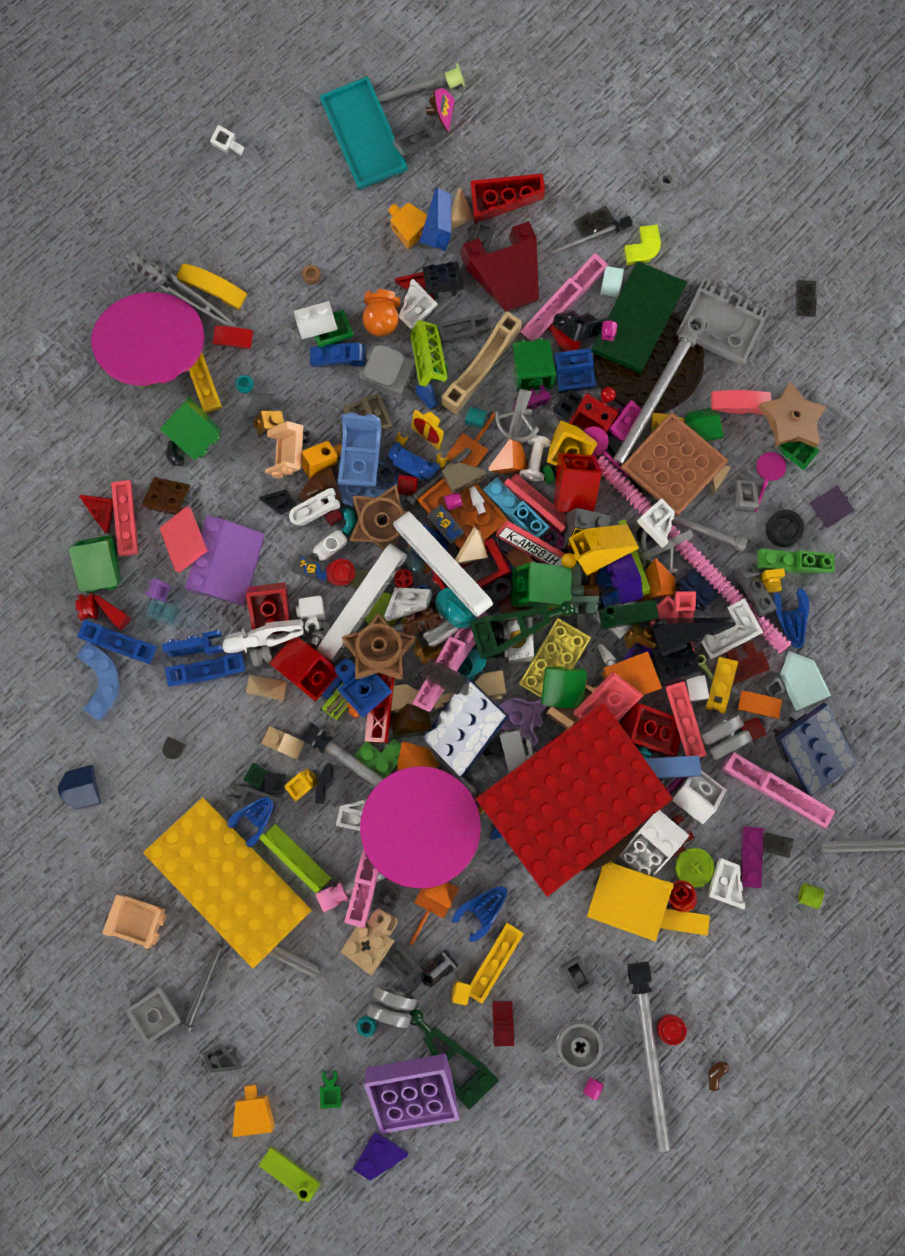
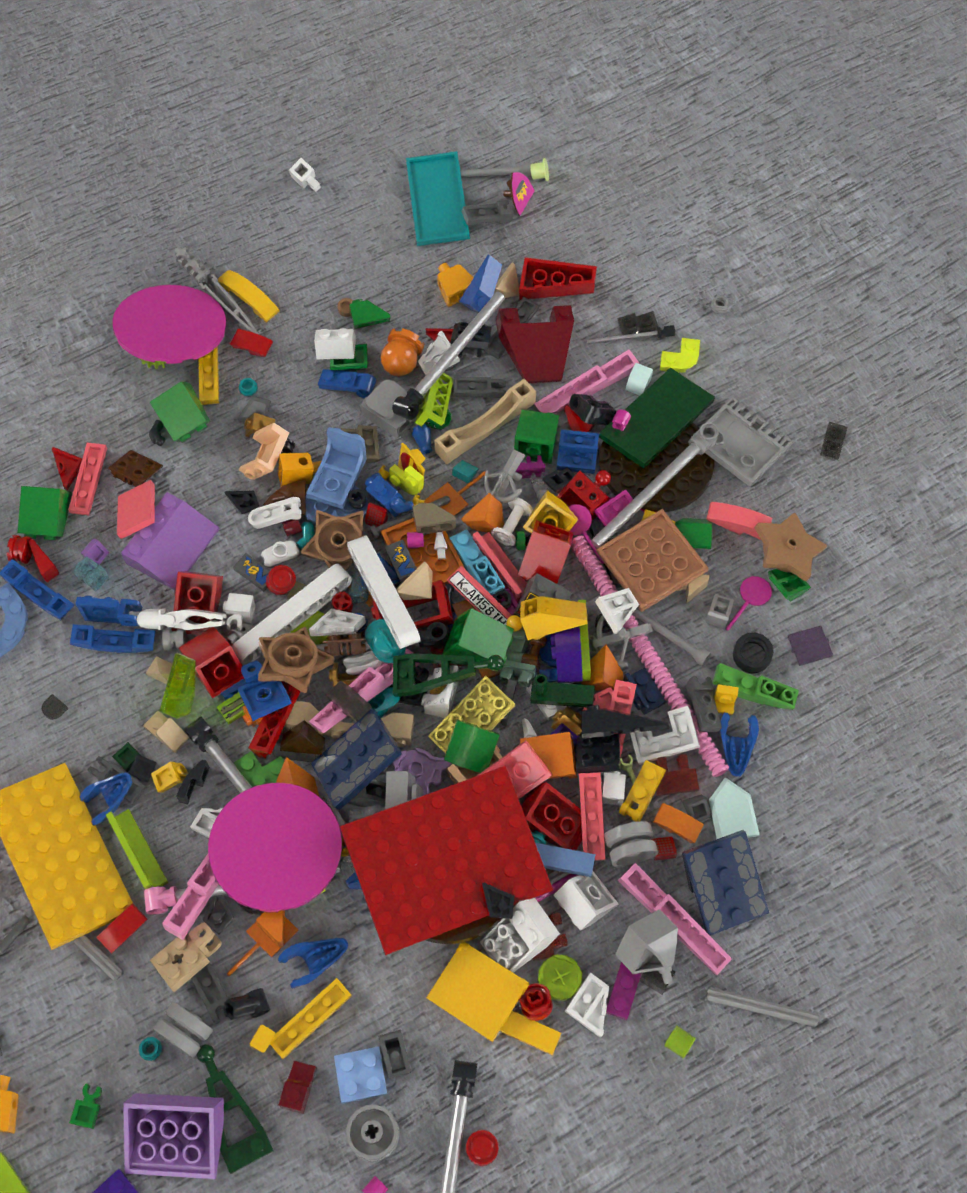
camera: 15 degrees right, 15 degrees down
(285, 704) = (180, 687): none -> clear neon green slope
(307, 931) = (122, 928): none -> red slope
(334, 278) = (367, 314): none -> green slope
(408, 370) = (409, 405): none -> flat silver piece
(430, 443) = (408, 480): none -> neon yellow plate
(551, 997) = (360, 1075): none -> light blue plate
(631, 825) = (498, 902): none -> black piece
(770, 825) = (650, 945): none -> light grey piece

